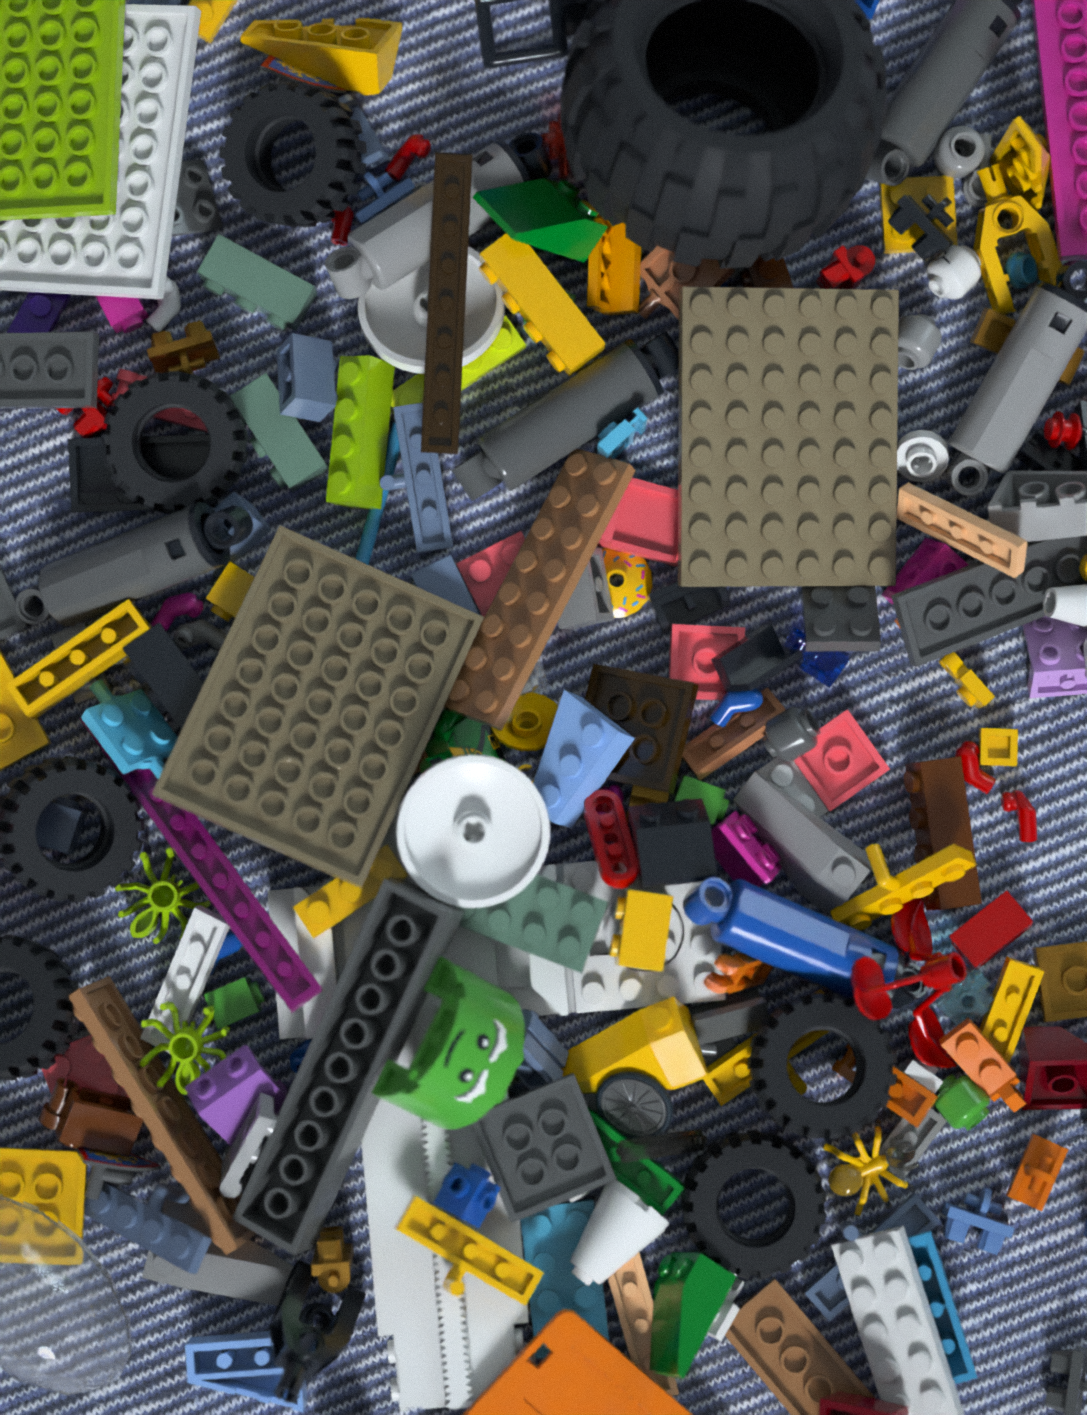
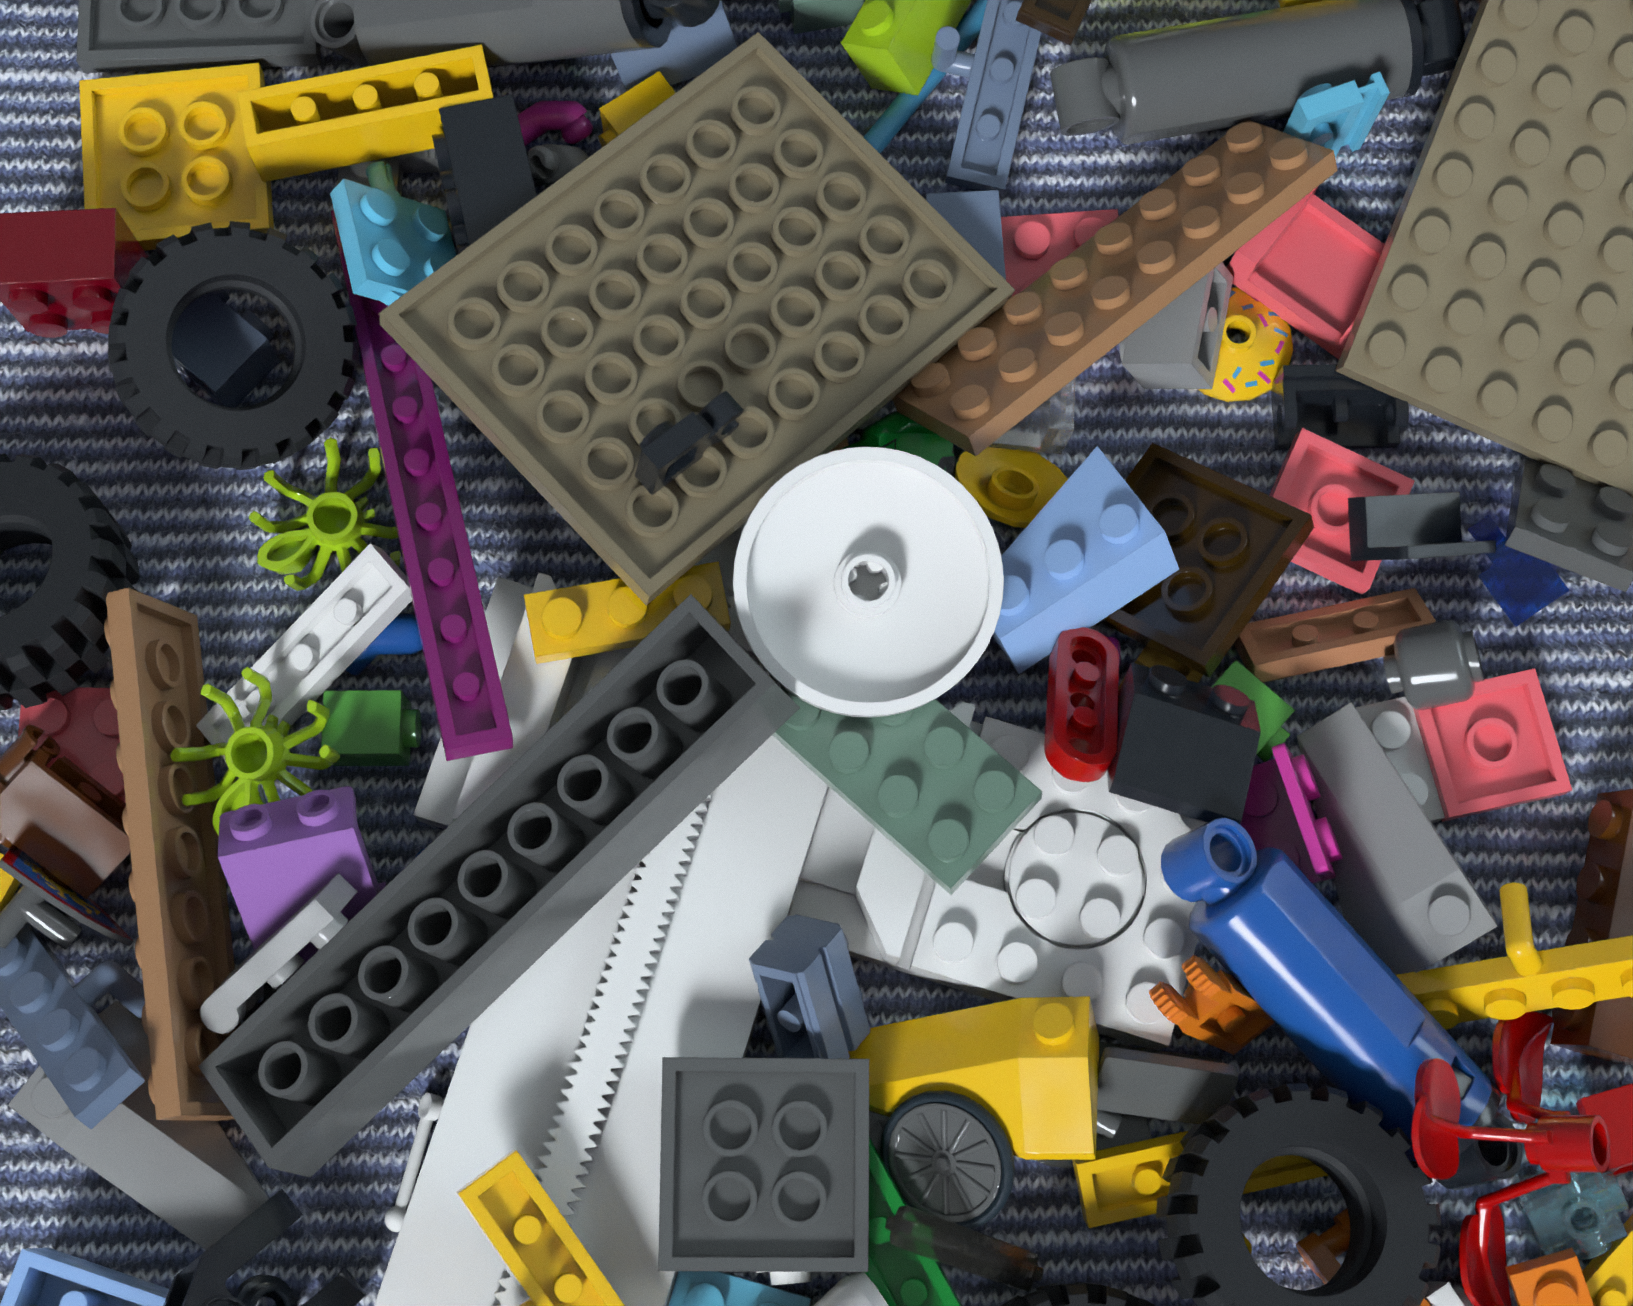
camera: 20 degrees right, 10 degrees down
(332, 1260) = (334, 1212): pearl gold hips -> none
(341, 802) = (675, 448): none -> black plate
(356, 1187) = (428, 1111): none -> white hinge
(464, 1055) = (692, 940): bright green cylinder -> none
(468, 1193) = (606, 1185): blue brick -> none
(641, 930) = (1079, 864): yellow brick -> none
(736, 702) = (1360, 581): blue arm -> none

